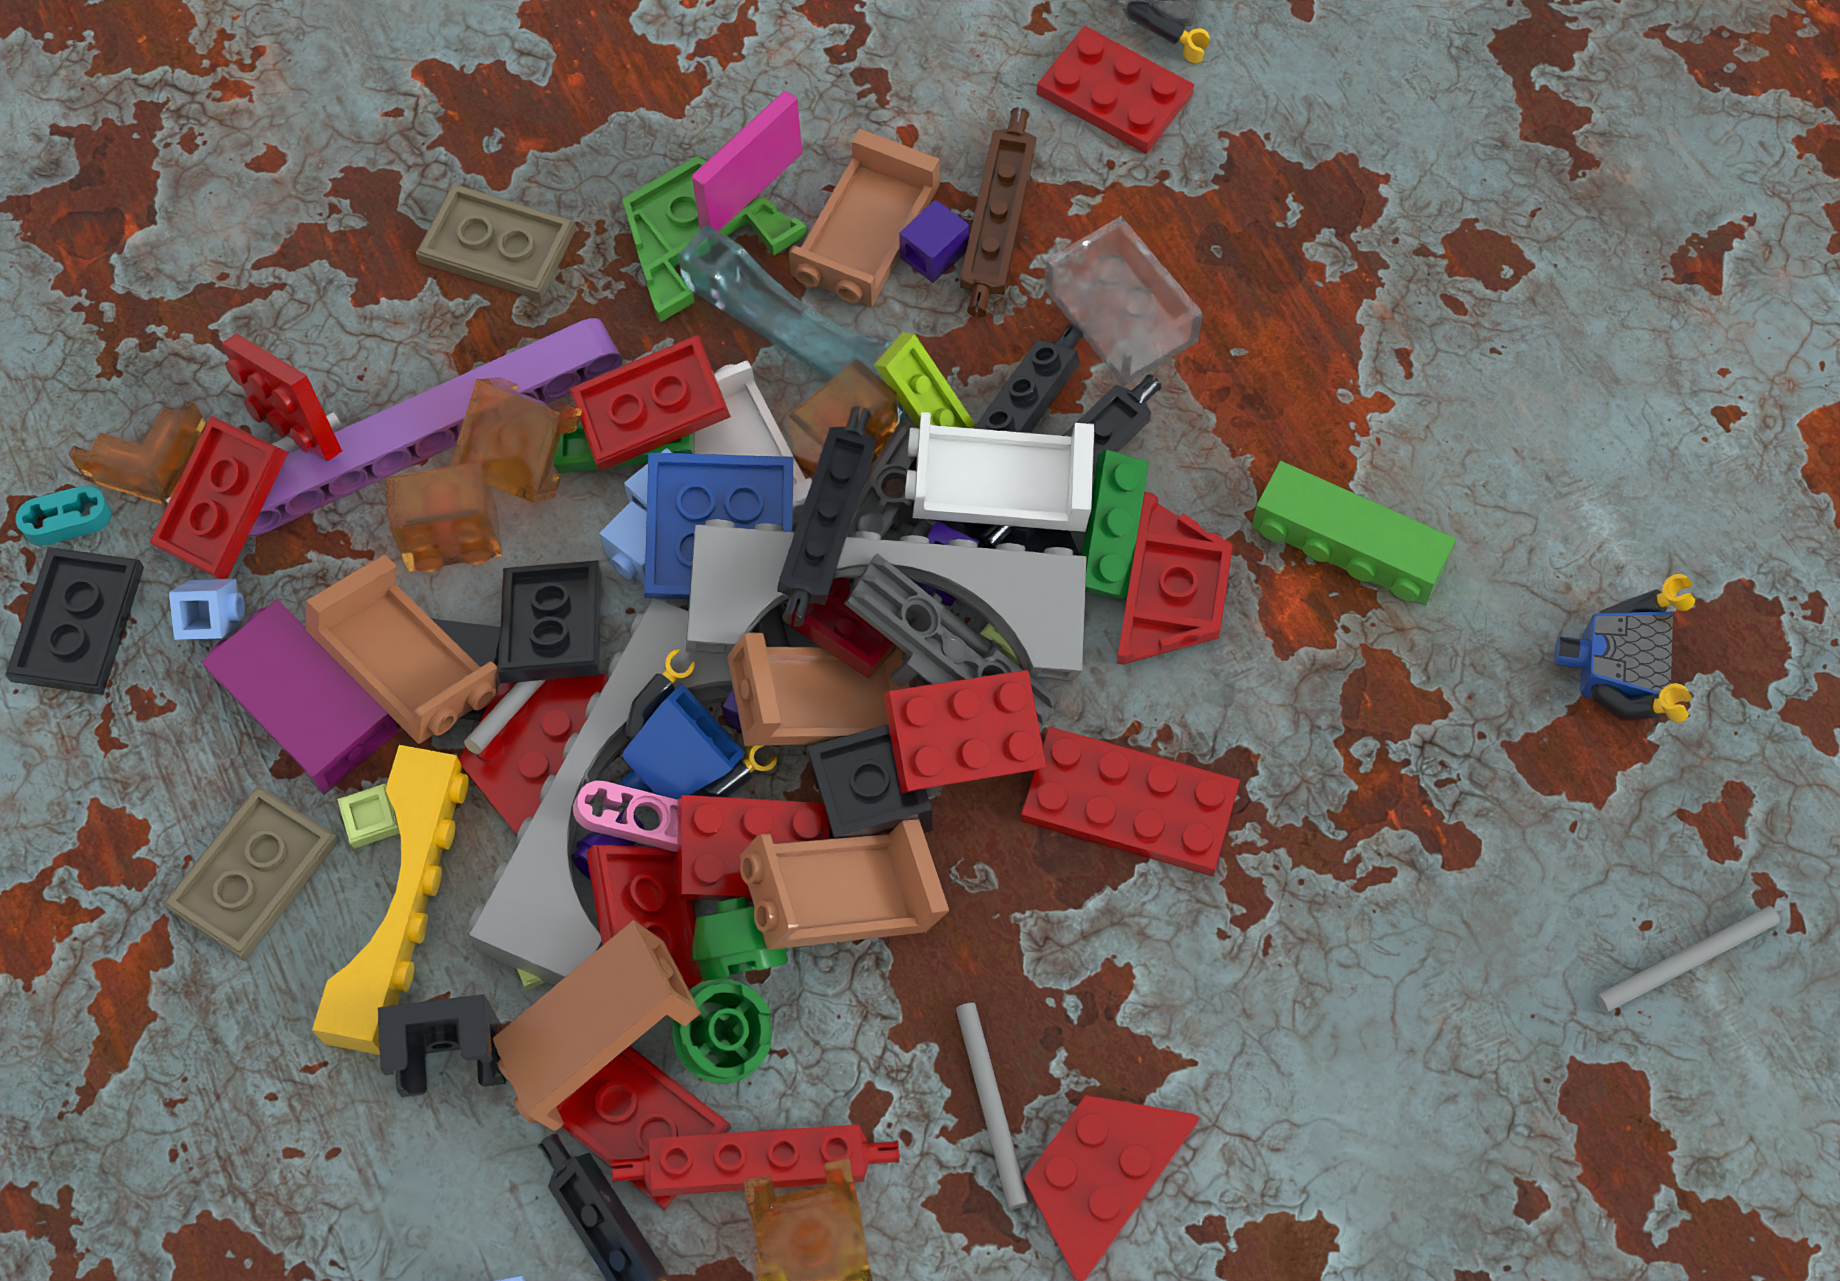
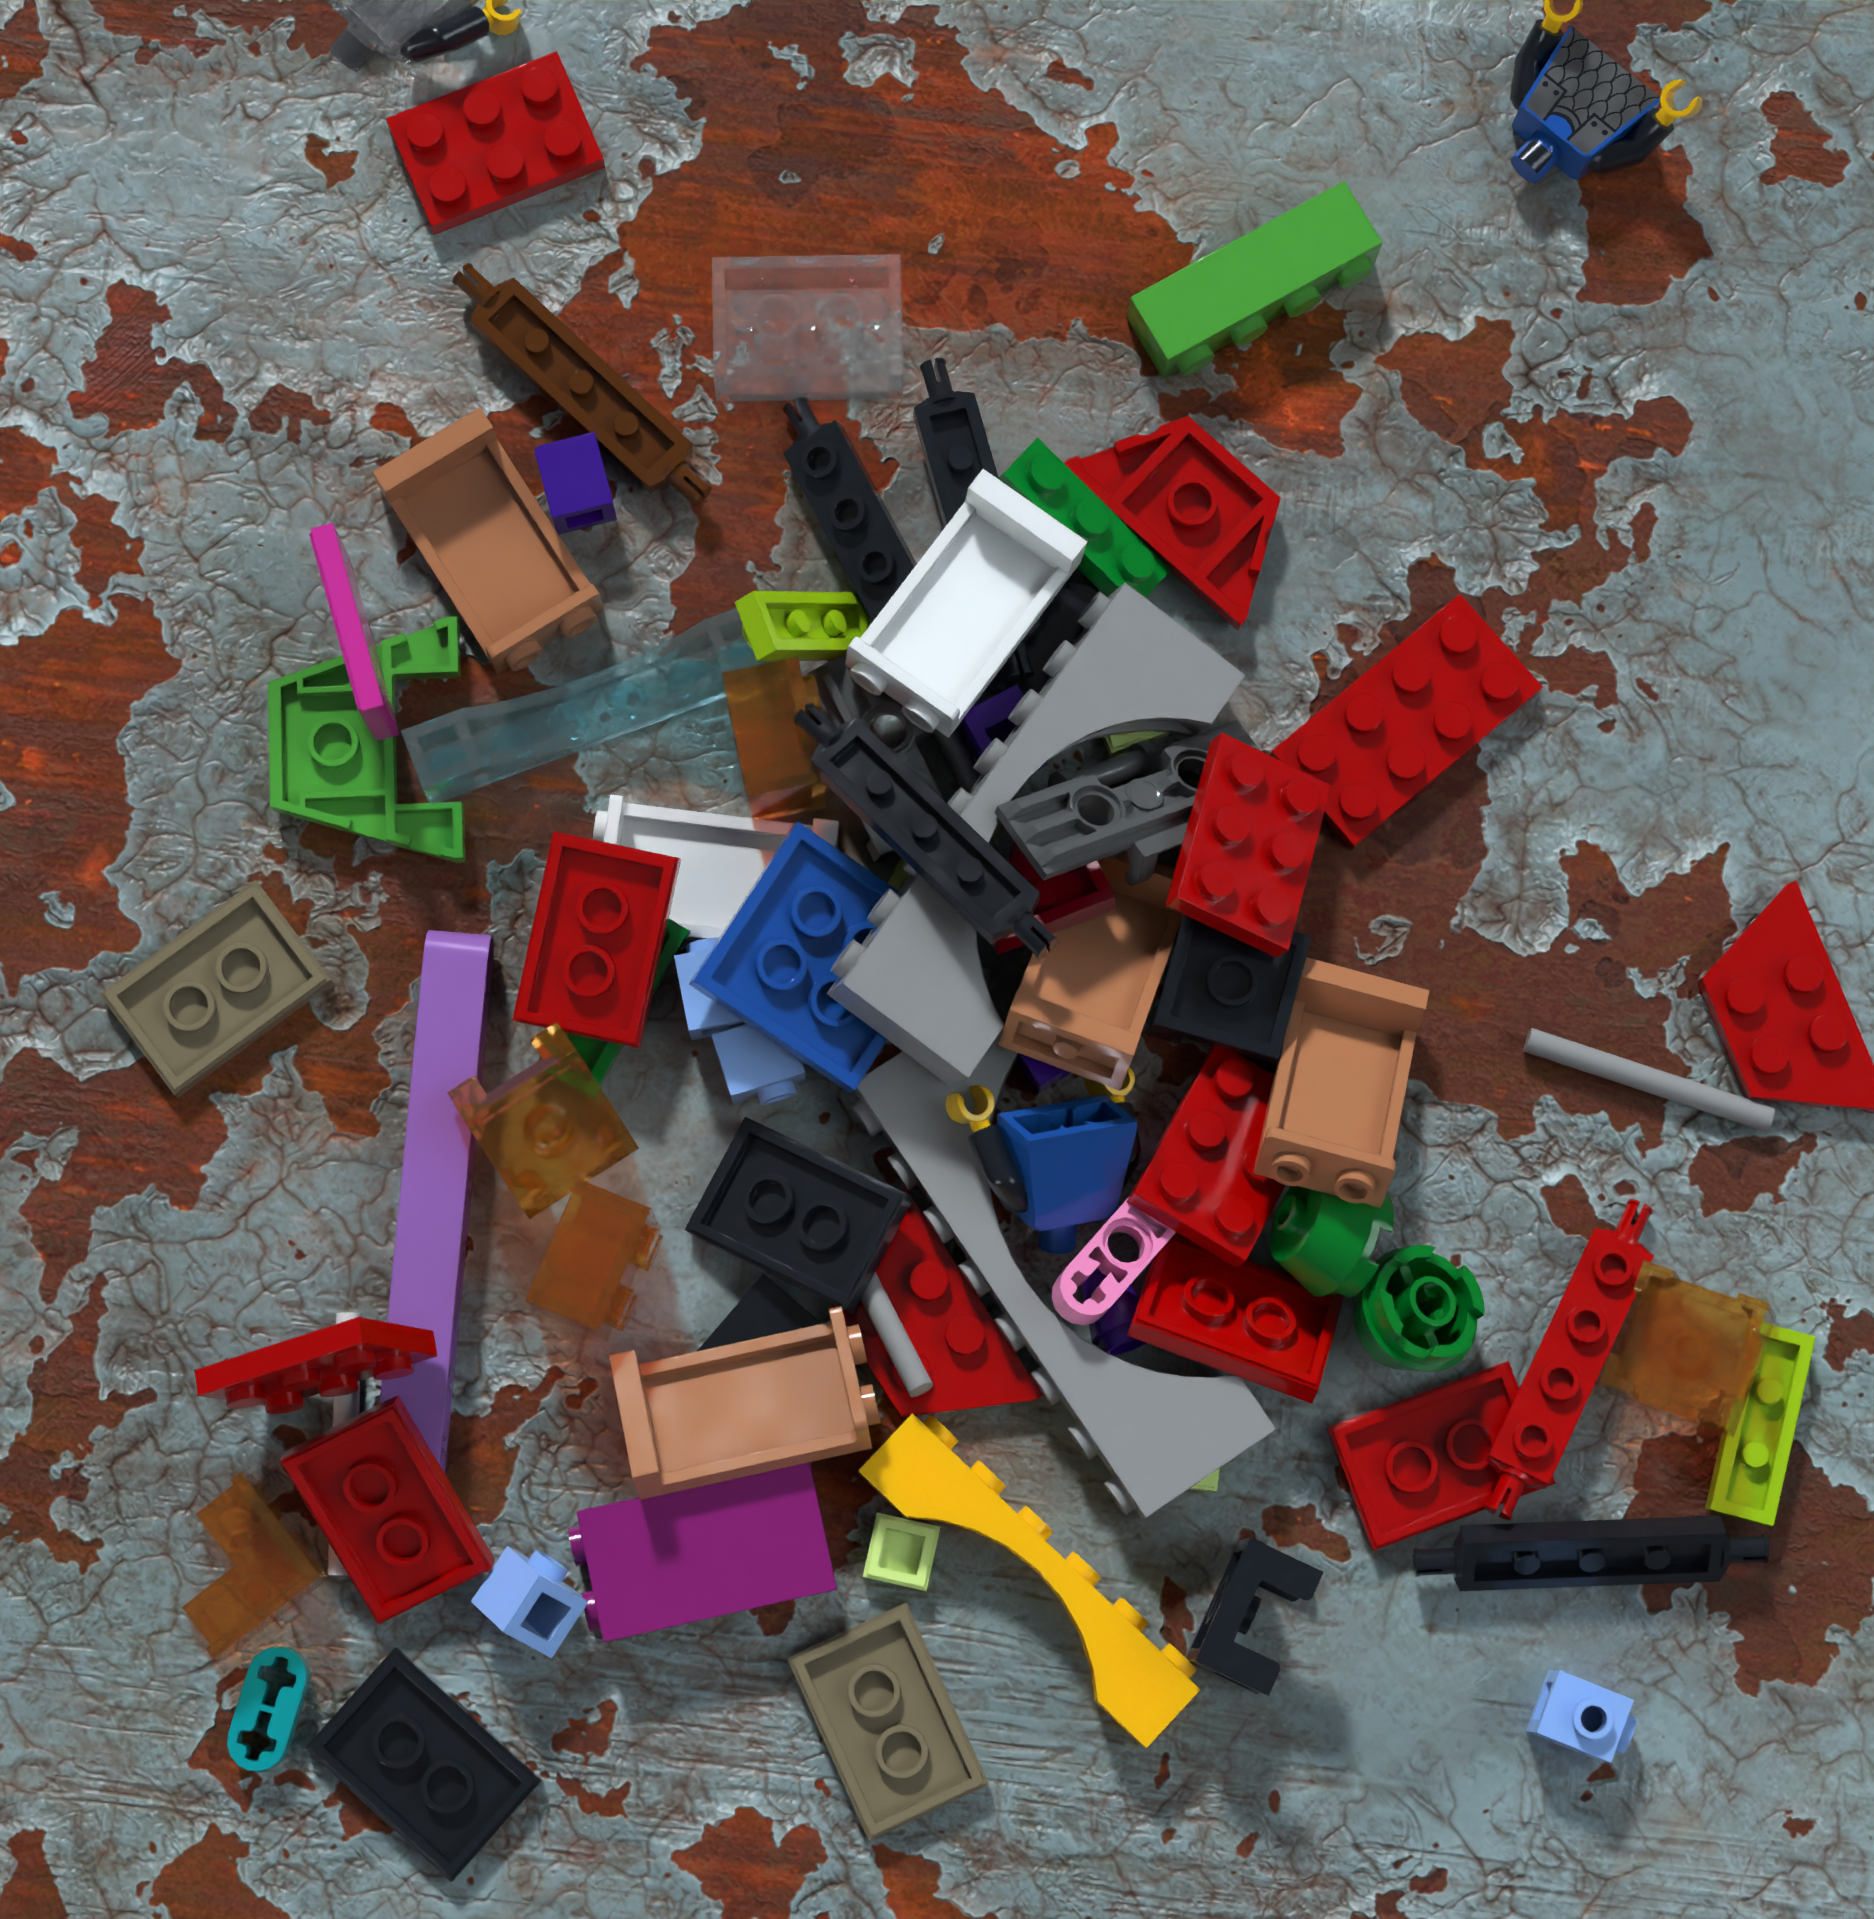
camera: 65 degrees left, 15 degrees up
(590, 1021) = (1339, 1440): nougat panel -> none

